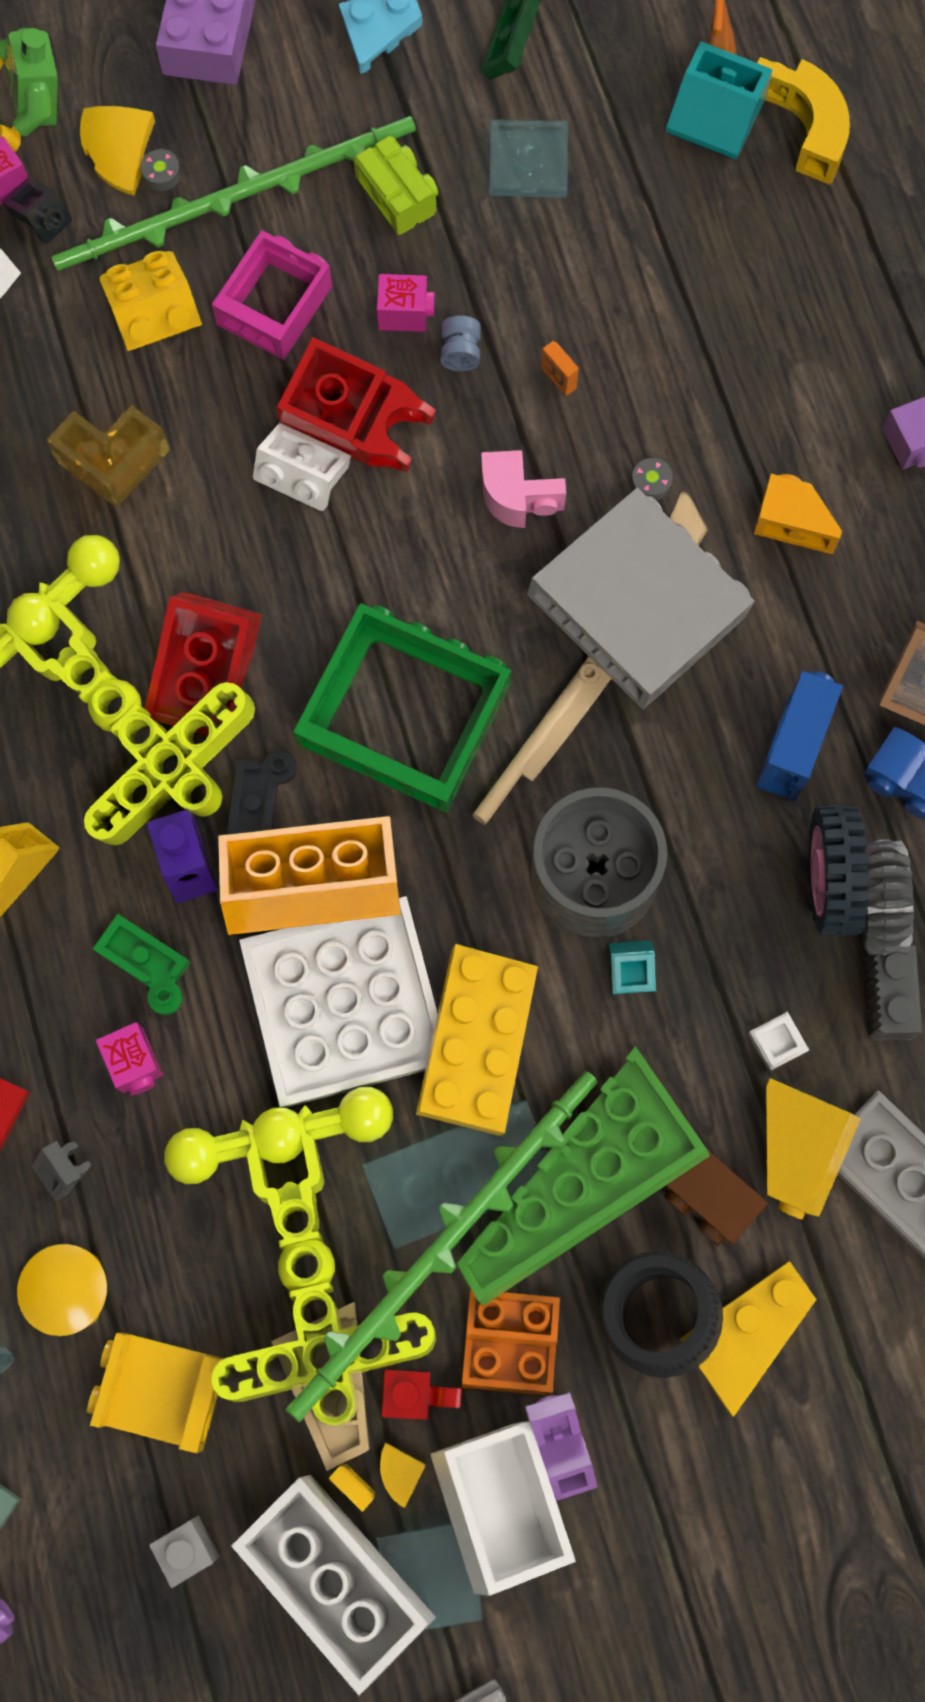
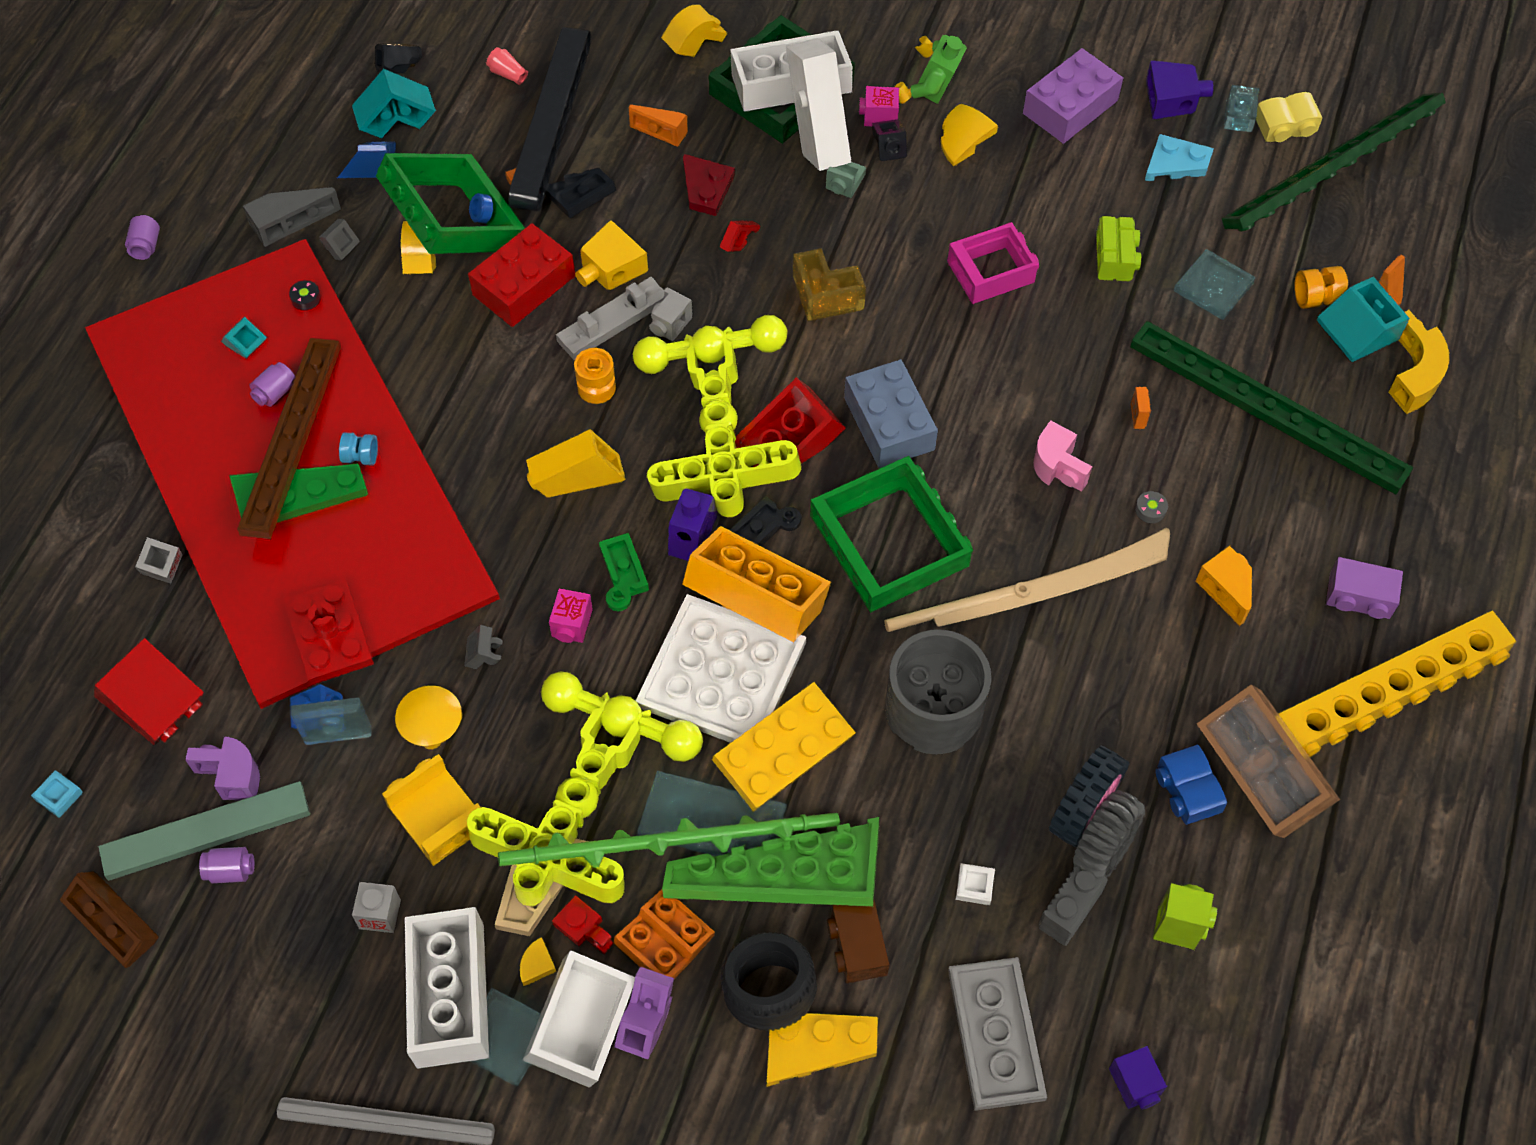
camera: 35 degrees right, 15 degrees down
(26, 297) = (845, 178): none -> sand green bracket
(150, 299) = (916, 223): yellow bracket -> none
(160, 170) = (979, 160): dark grey tile -> none
(220, 202) = (1027, 197): bright green plant -> none
(298, 562) = (890, 413): none -> sand blue brick
(299, 466) = (934, 363): white bracket -> none
(353, 1486) = (502, 946): yellow tile -> none
(362, 414) = (990, 348): red brick -> none
(404, 302) = (1069, 314): dark pink brick -> none
(460, 346) = (1090, 354): sand blue wheel -> none
(632, 967) = (915, 776): teal slope -> none
(640, 597) = (1089, 565): light grey brick -> none
(647, 88) = (1318, 287): none -> light orange wheel
(690, 272) = (1272, 407): none -> dark green plate
(799, 735) = (1128, 706): blue window -> none
(804, 1148) = (940, 952): yellow slope -> none

